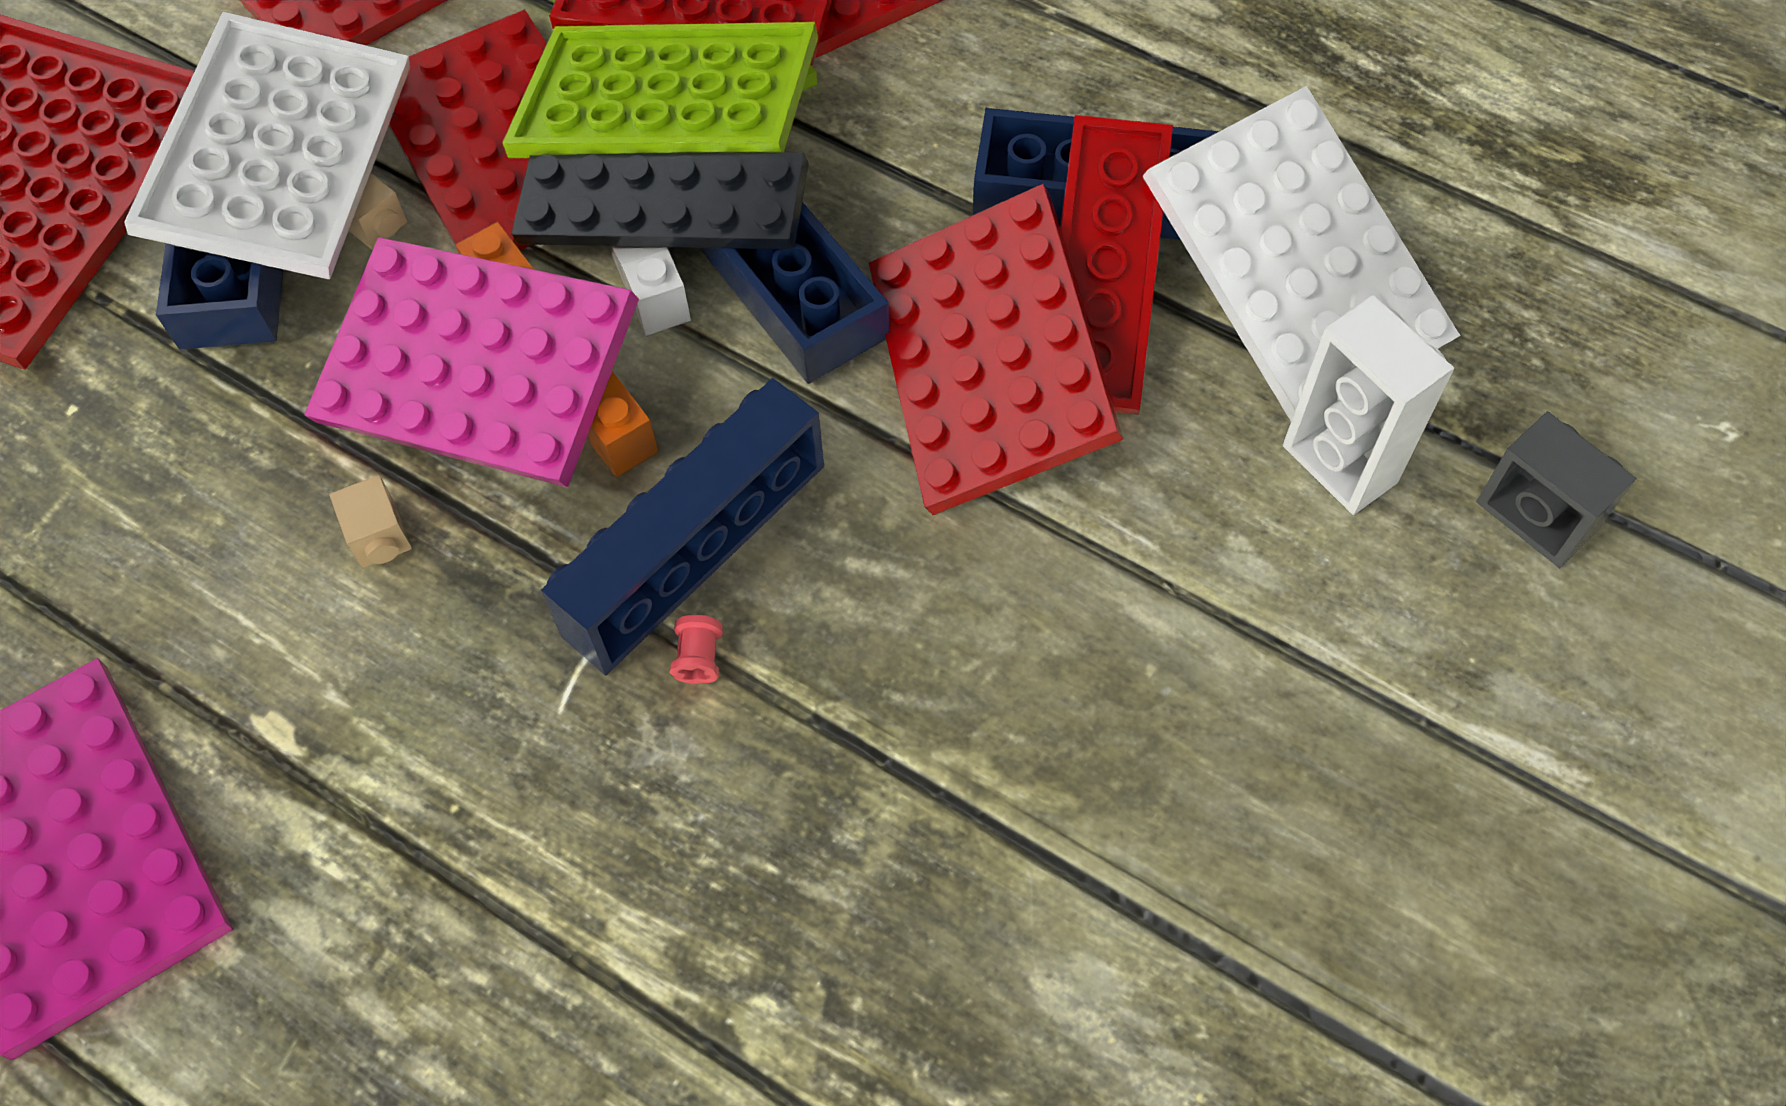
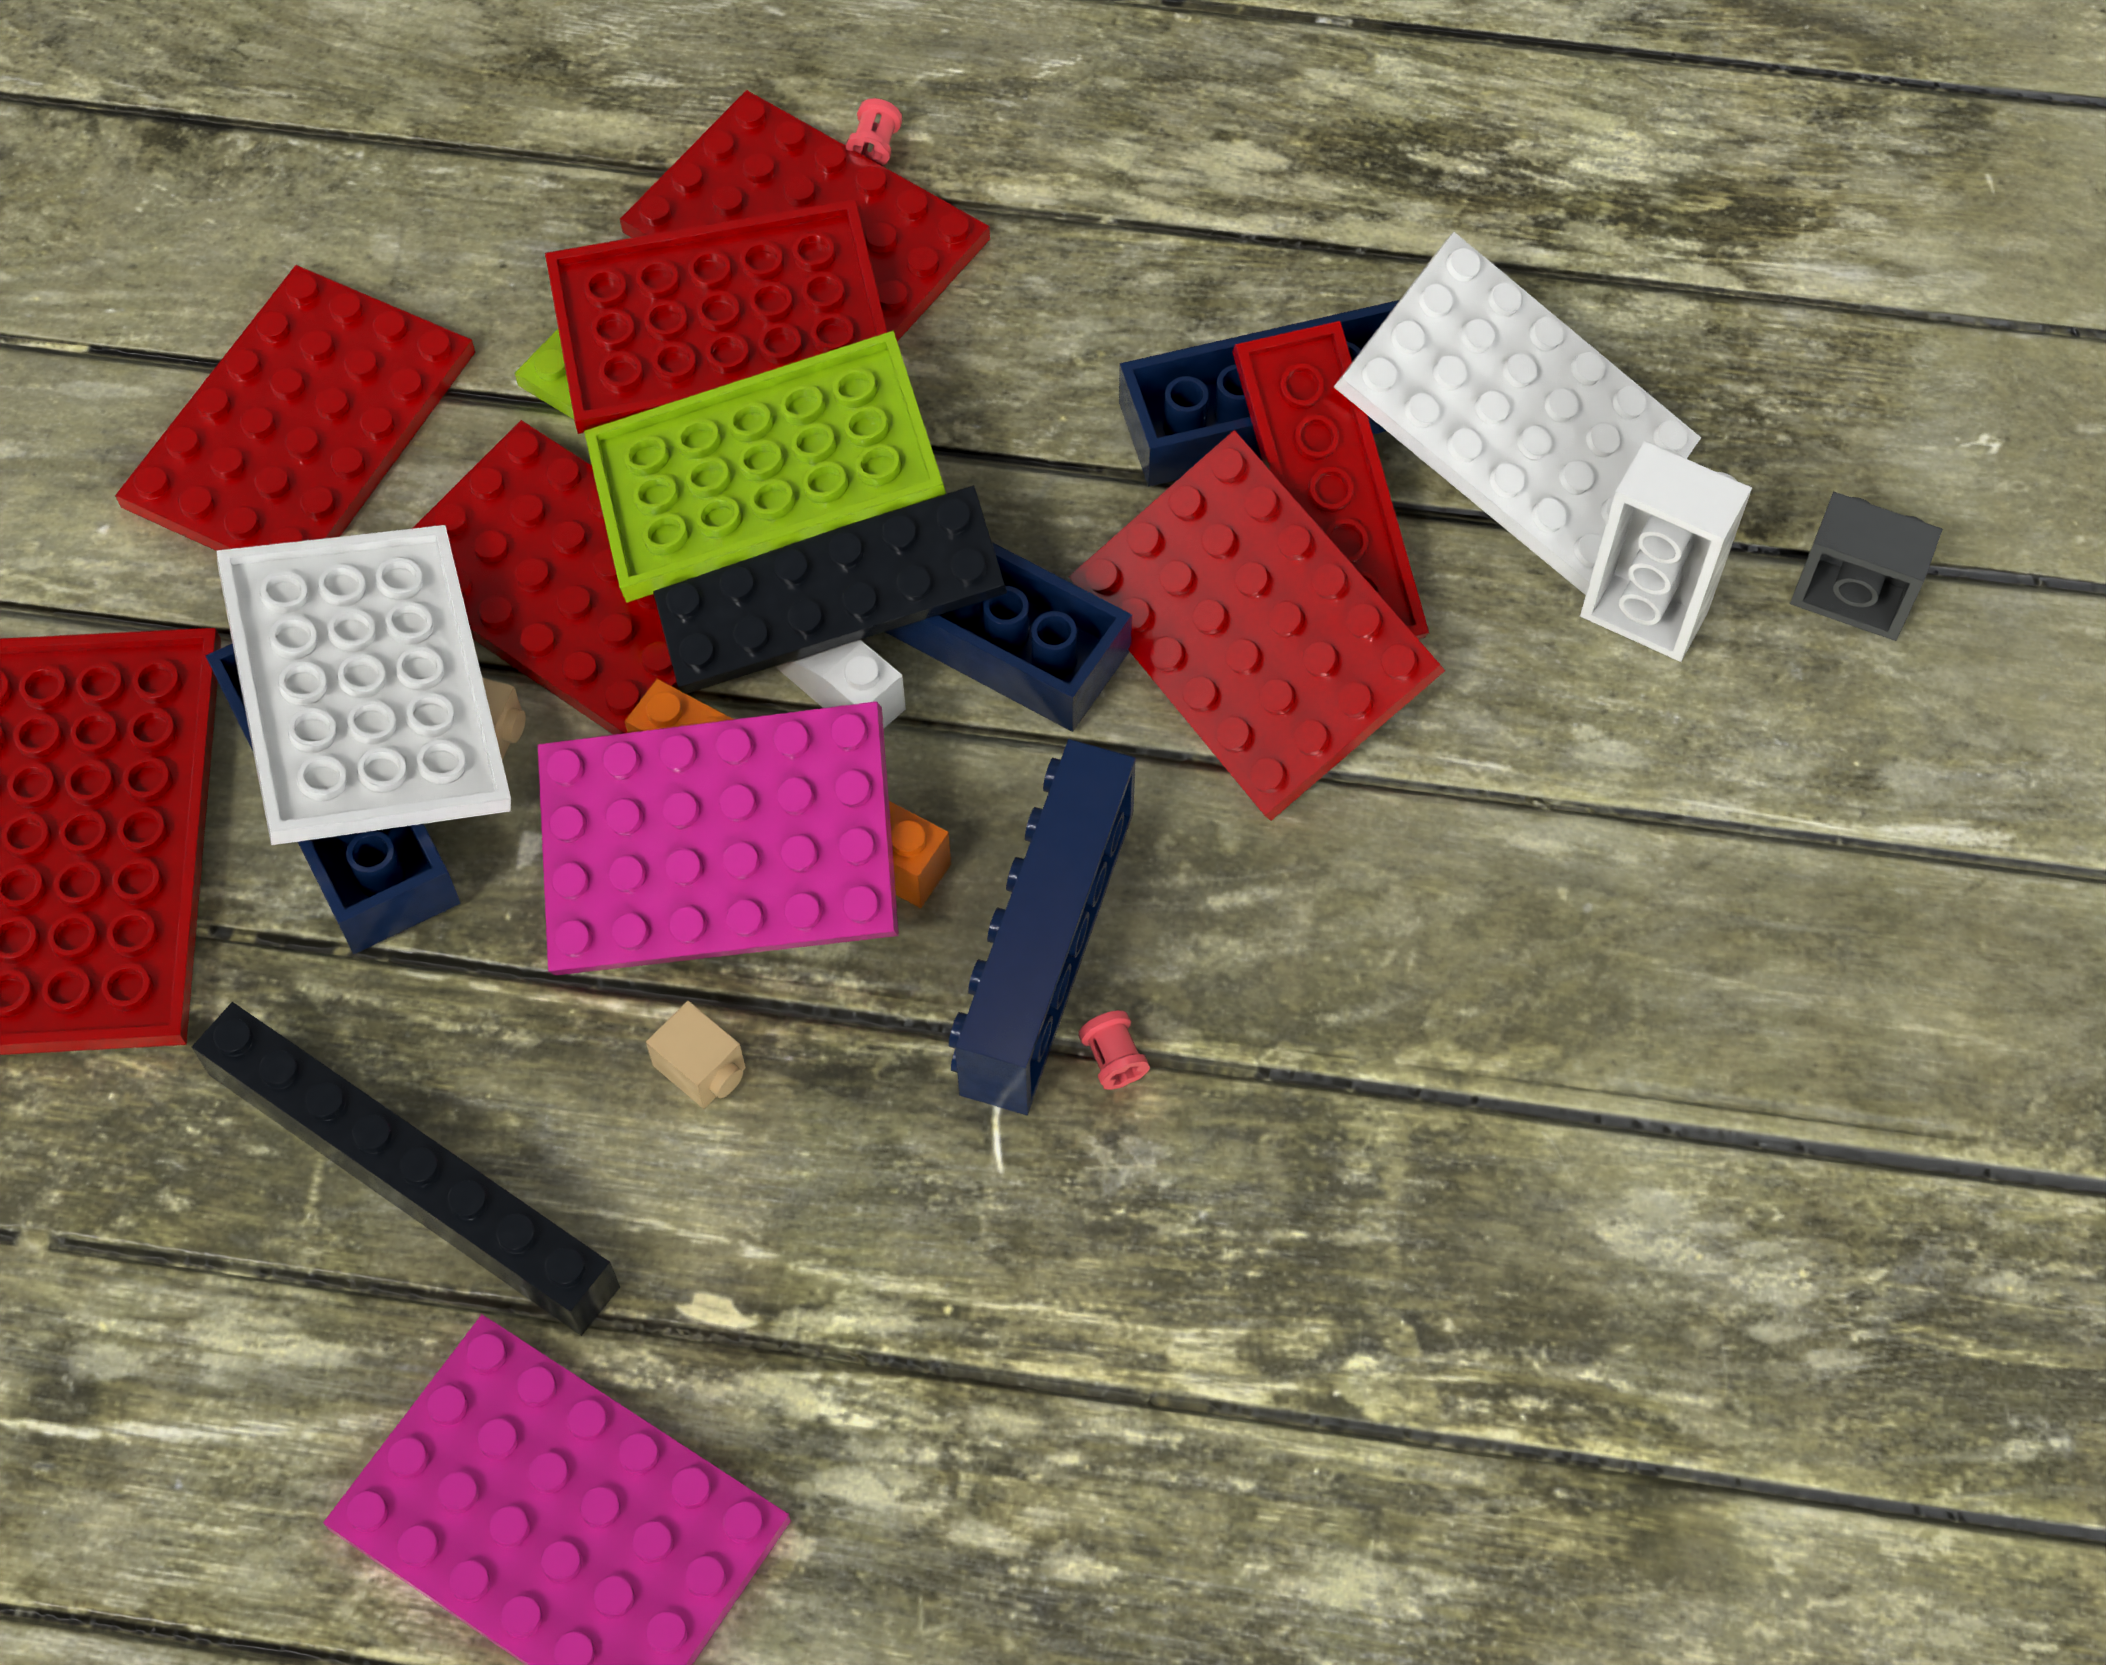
camera: 25 degrees left, 0 degrees up
(111, 528) = (408, 1168): none -> black brick

